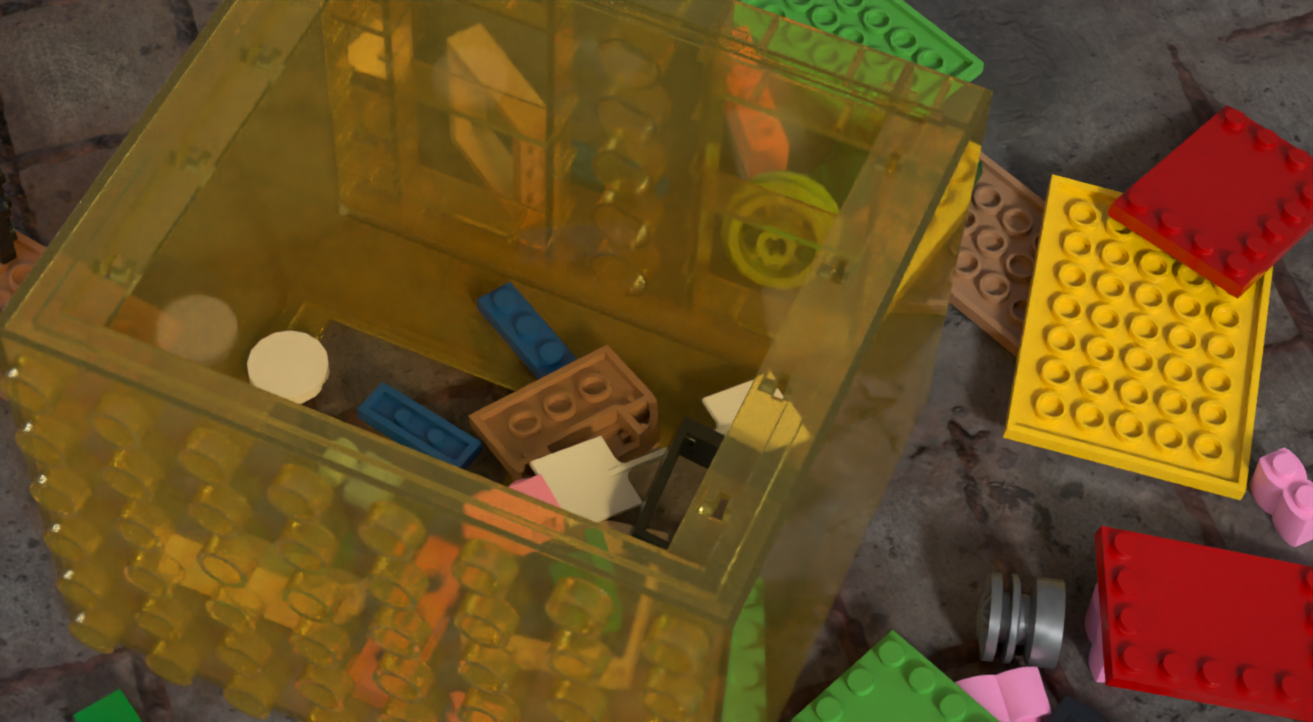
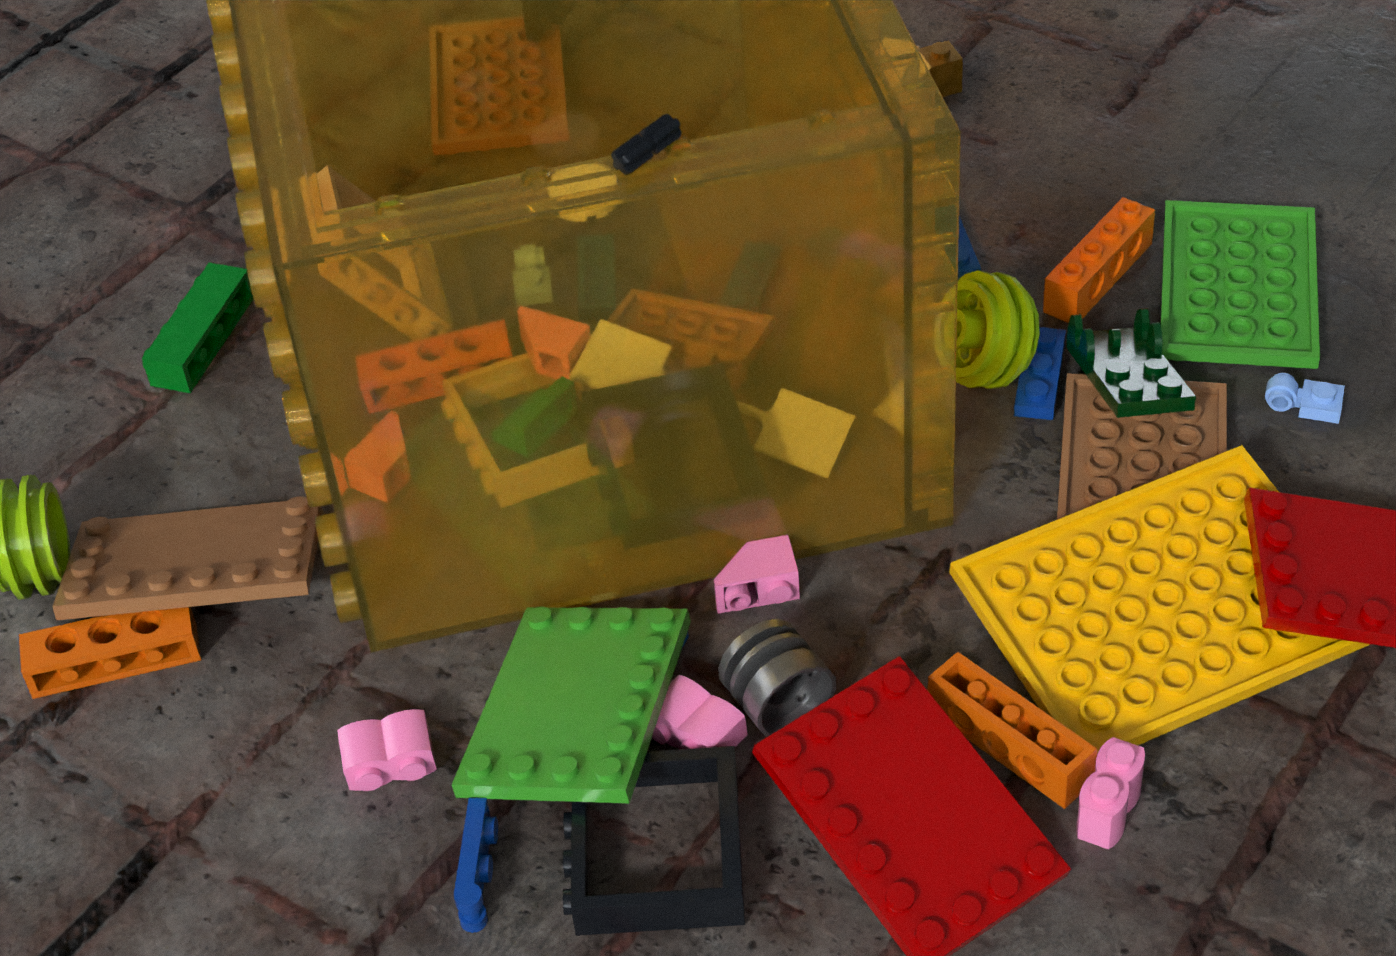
camera: 60 degrees right, 10 degrees down
(832, 290) = (639, 148): none -> black piece
(882, 556) = (758, 576): none -> bright pink slope
(1013, 99) = (1315, 400): none -> light blue plate
(1194, 508) = (1013, 729): none -> orange brick

